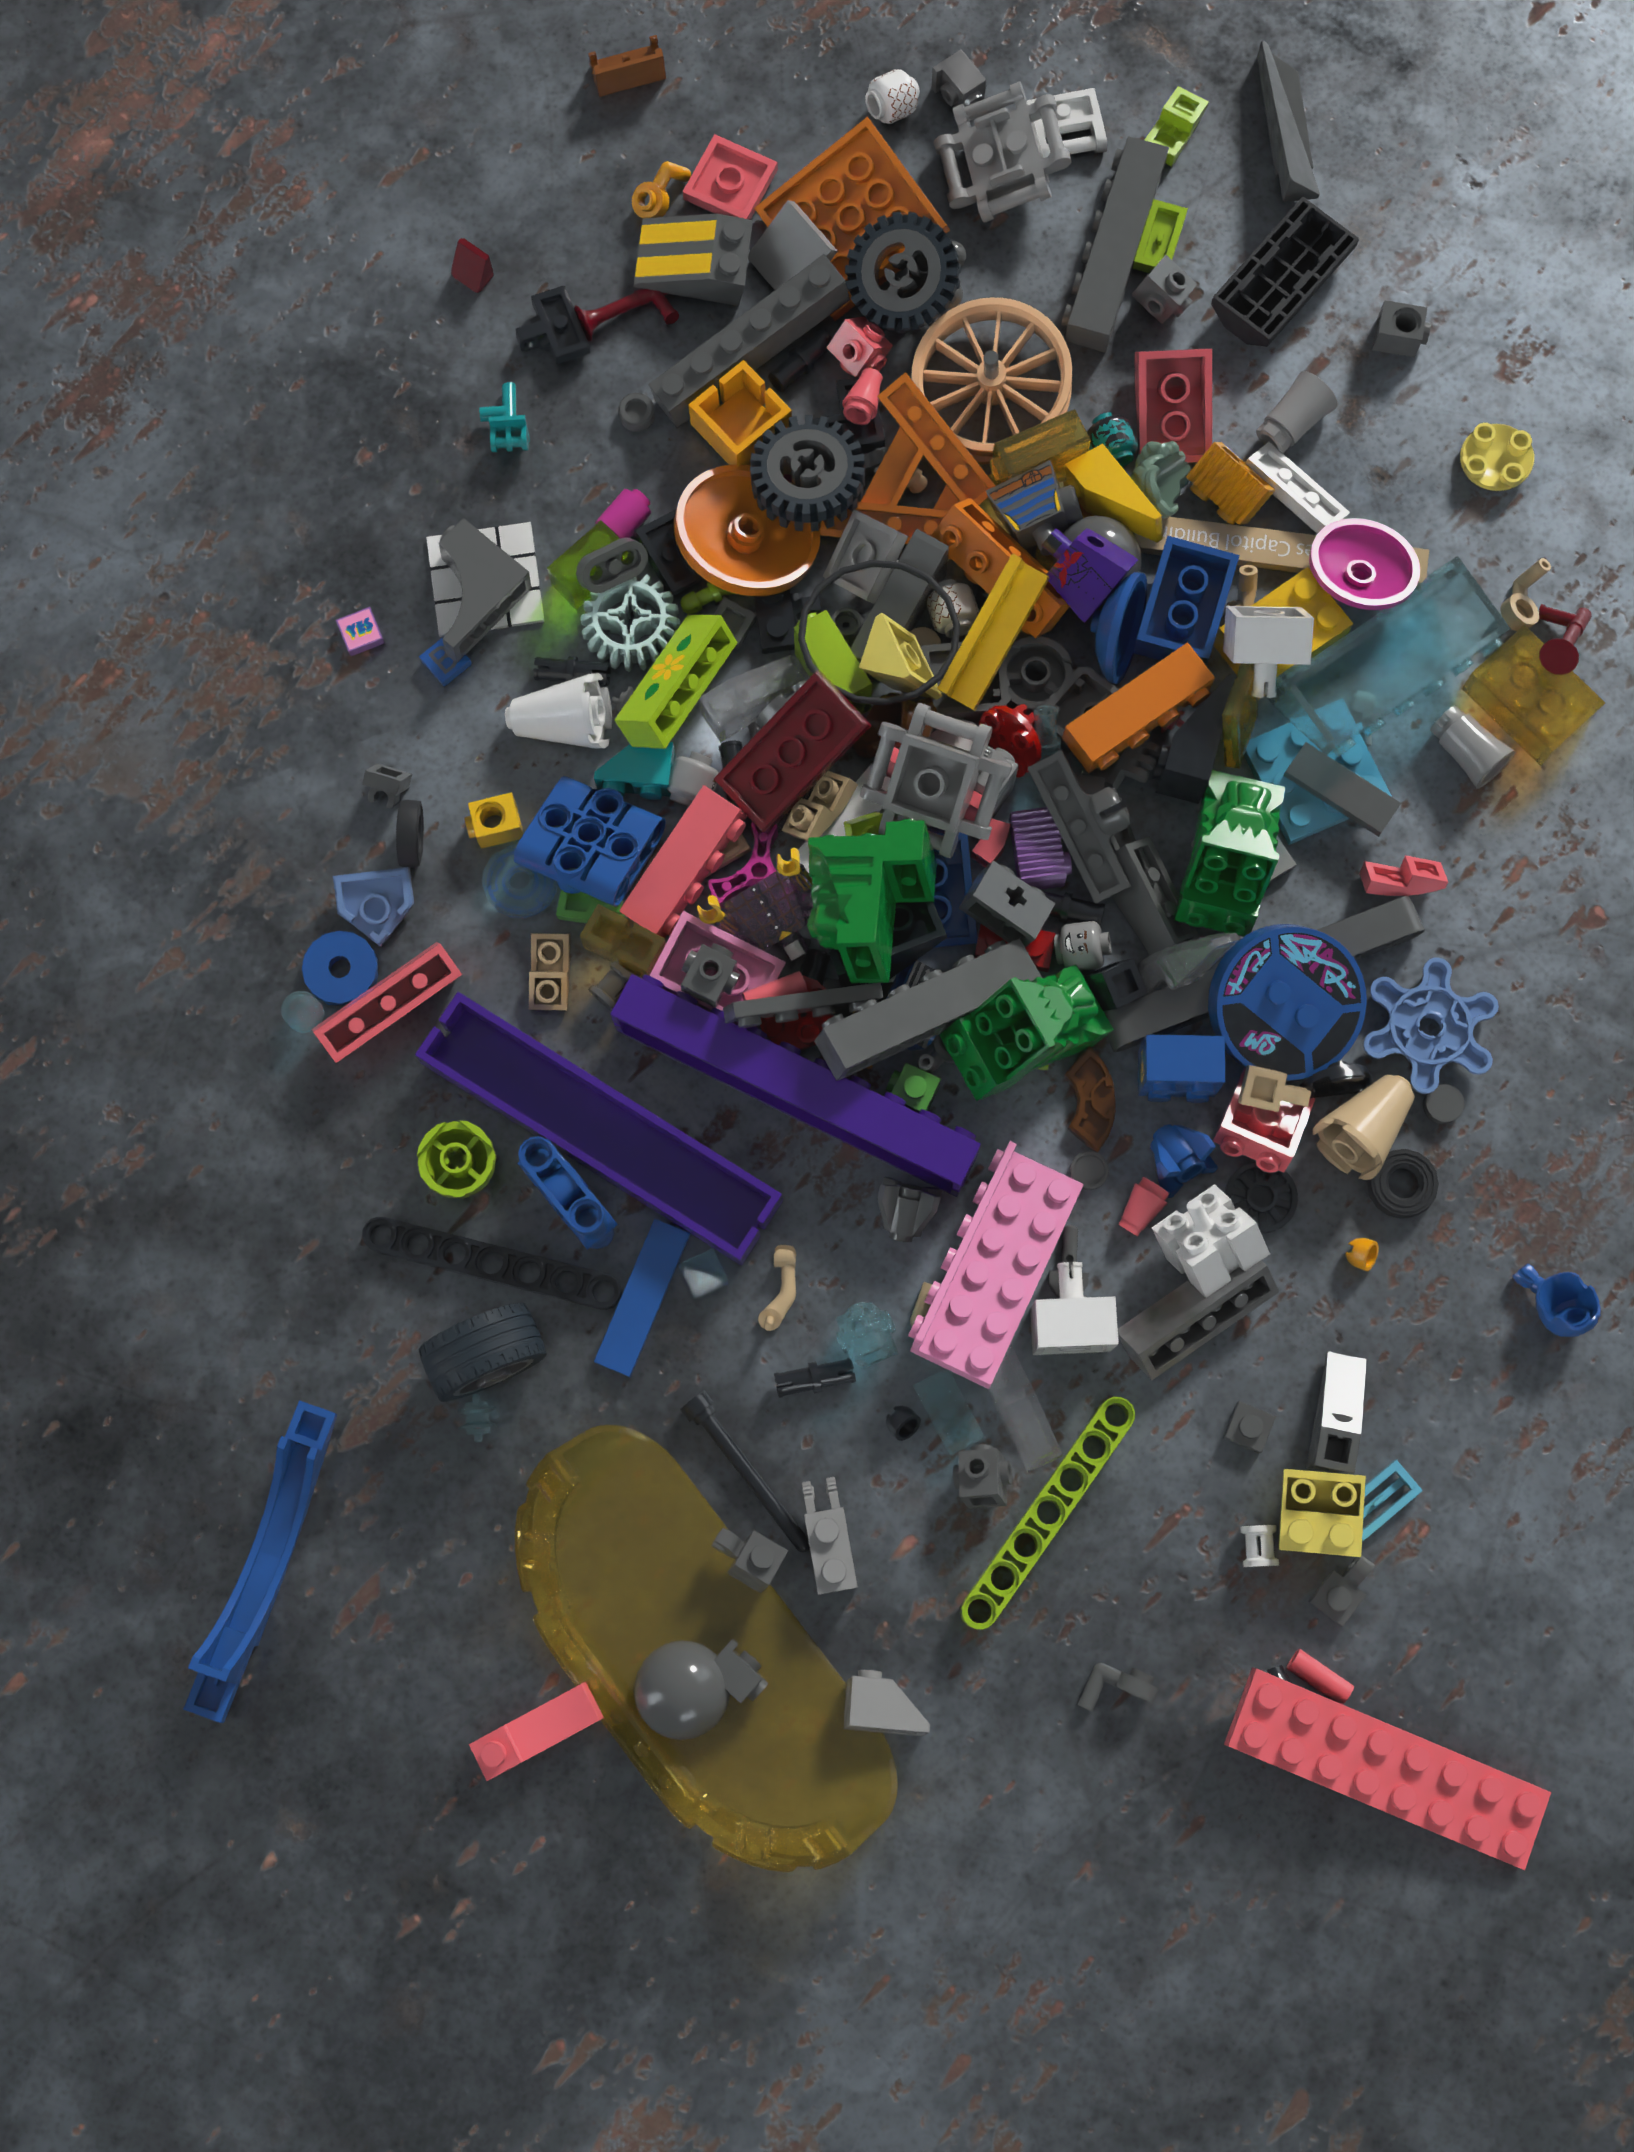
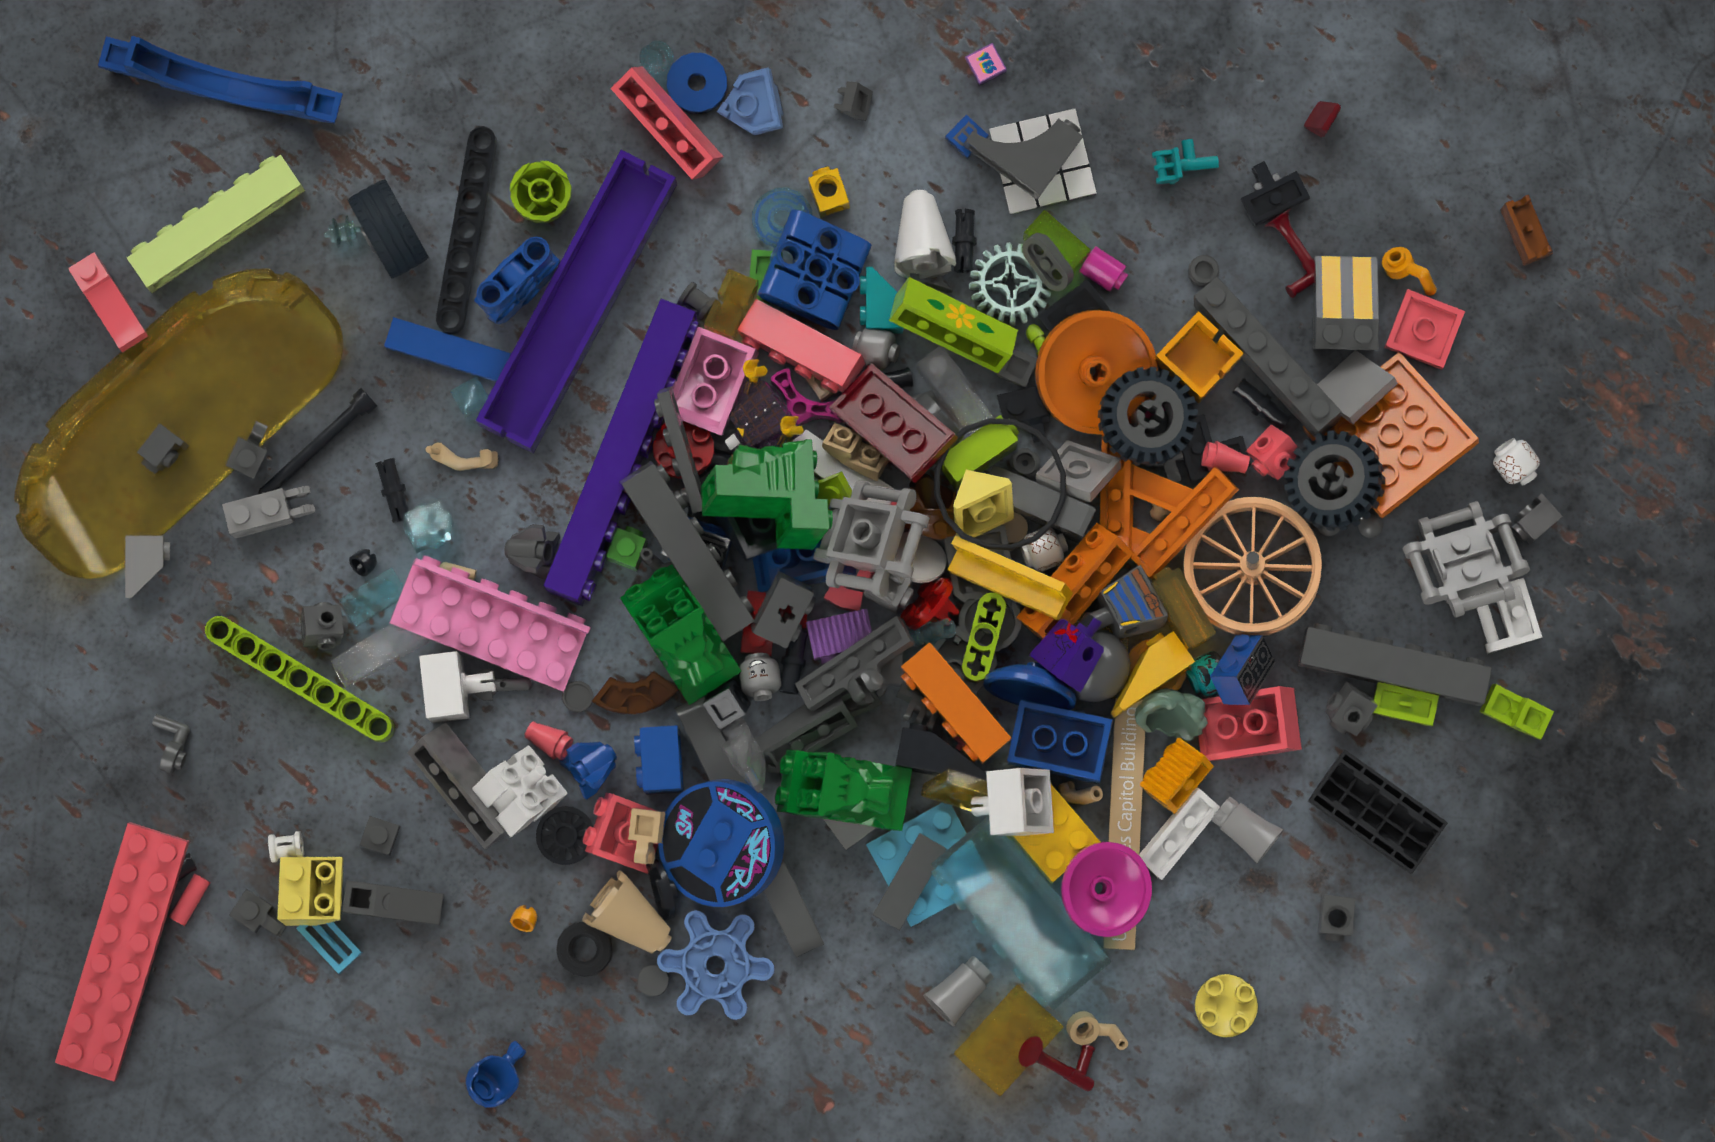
camera: 85 degrees right, 5 degrees up
(410, 833) = (808, 124): black tyre -> none
(447, 1582) = (215, 223): none -> yellowish green brick
(549, 971) = (707, 250): tan slope -> none
(681, 1690) = (145, 407): dark grey piece -> none
(705, 987) = (690, 366): dark grey brick -> none
(786, 985) = (694, 428): coral hinge -> none
(1051, 661) = (981, 612): none -> lime beam
(1070, 504) = (1135, 637): dark grey tile -> none
(1114, 395) = (1242, 669): none -> brick
(1287, 127) = (1522, 810): dark grey wedge -> none
(1412, 878) = (839, 945): coral slope -> none

